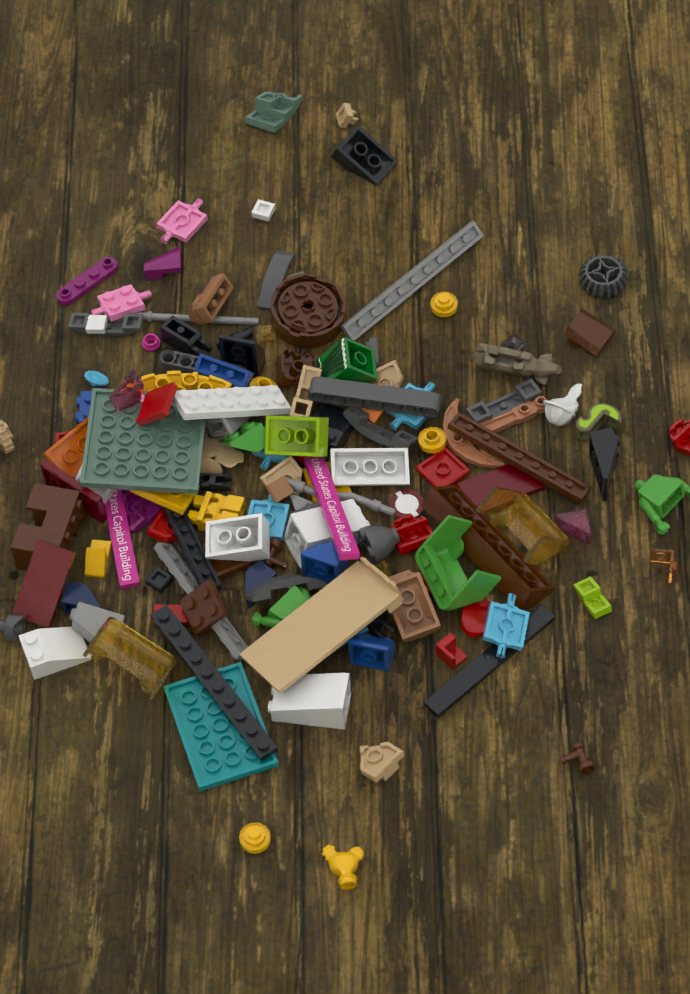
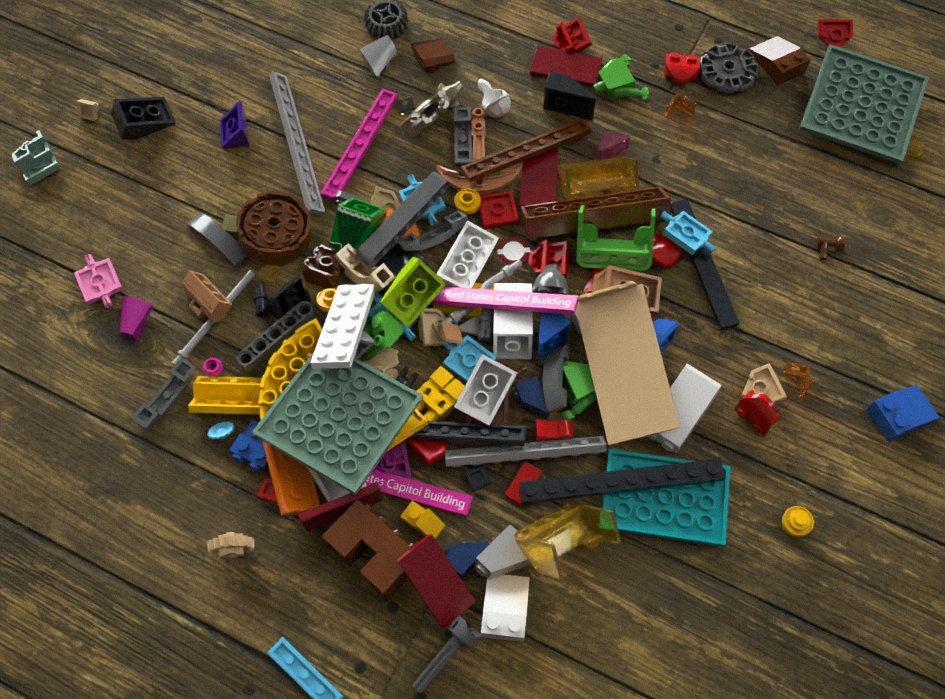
camera: 65 degrees left, 10 degrees up
(87, 281) = (102, 389): magenta plate -> none
(96, 324) = (160, 402): white tile -> none
(121, 302) = (151, 371): bright pink plate -> none
(125, 357) = (225, 395): none -> yellow slope
(128, 392) = (283, 401): clear pink slope -> none
(156, 404) = (315, 382): red tile -> none
(184, 337) = (233, 335): black hinge -> none
(203, 607) = (542, 451): reddish brown plate -> none
(211, 366) = (295, 319): blue slope -> none
(236, 614) = (553, 430): none -> red leg
(263, 210) = (137, 213): white plate -> none
(344, 759) = (758, 411): none -> red slope
(344, 865) = (857, 461): yellow animal -> none
(398, 230) = (234, 127): none -> dark purple slope
(407, 791) = (804, 372): none -> clear orange bracket
(422, 887) = (902, 412): none -> blue slope
(444, 304) = (335, 132): yellow plate -> none
(447, 330) = (359, 144): none -> dark pink tile
(449, 652) = (682, 287): red panel -> none
(557, 292) = (379, 54): none -> light grey slope
(591, 597) = (682, 168): lime slope -> none
(597, 415) = (517, 85): olive animal -> none
(652, 447) = (578, 66): none -> dark red tile

